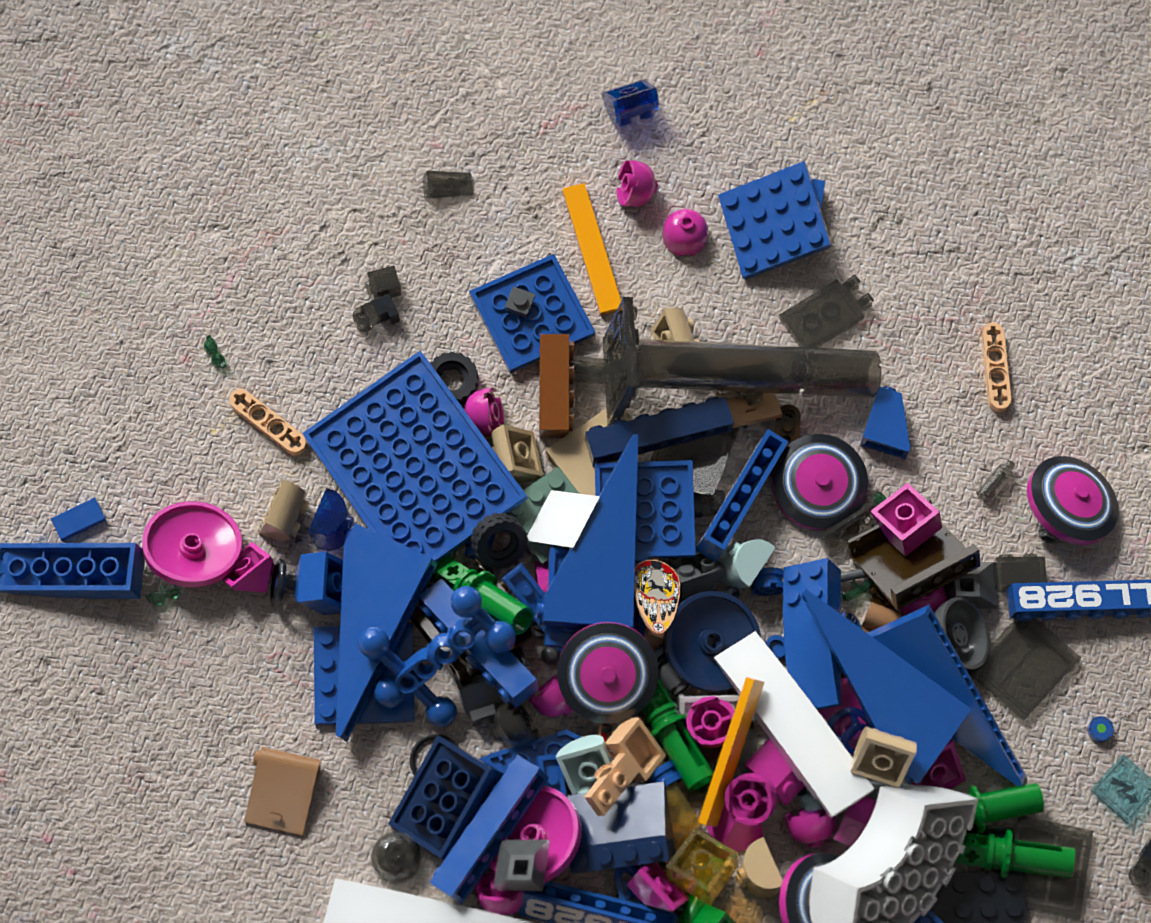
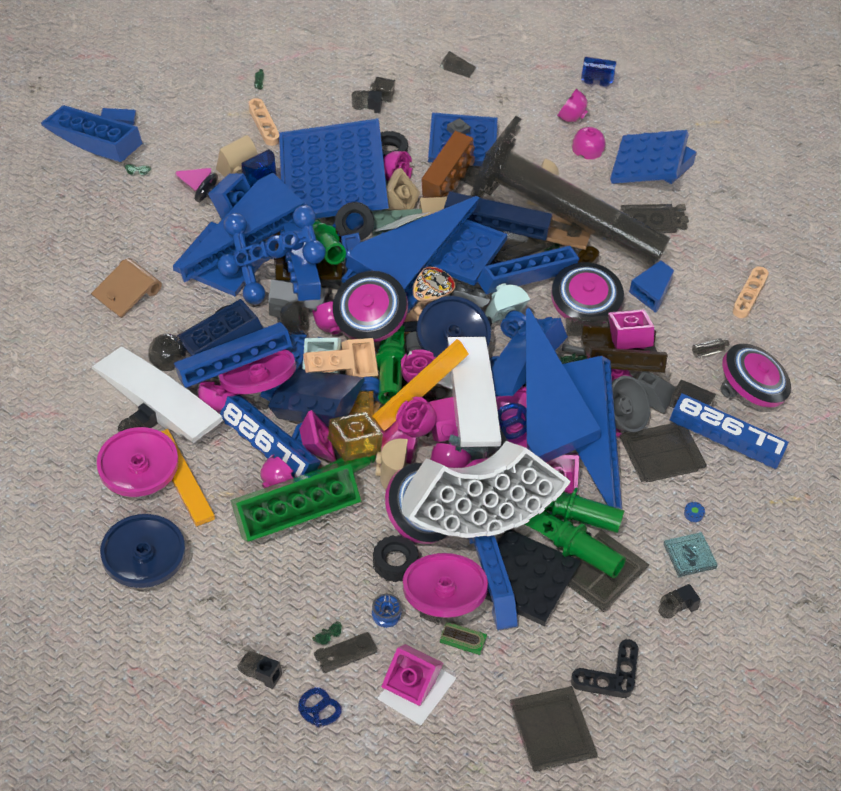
camera: 30 degrees right, 20 degrees down
(191, 544) = (171, 149): dark pink dish -> none
(521, 865) = (235, 373): dark grey slope -> none
(592, 248) = (528, 115): light orange tile -> none
(882, 756) = (518, 421): tan brick -> none

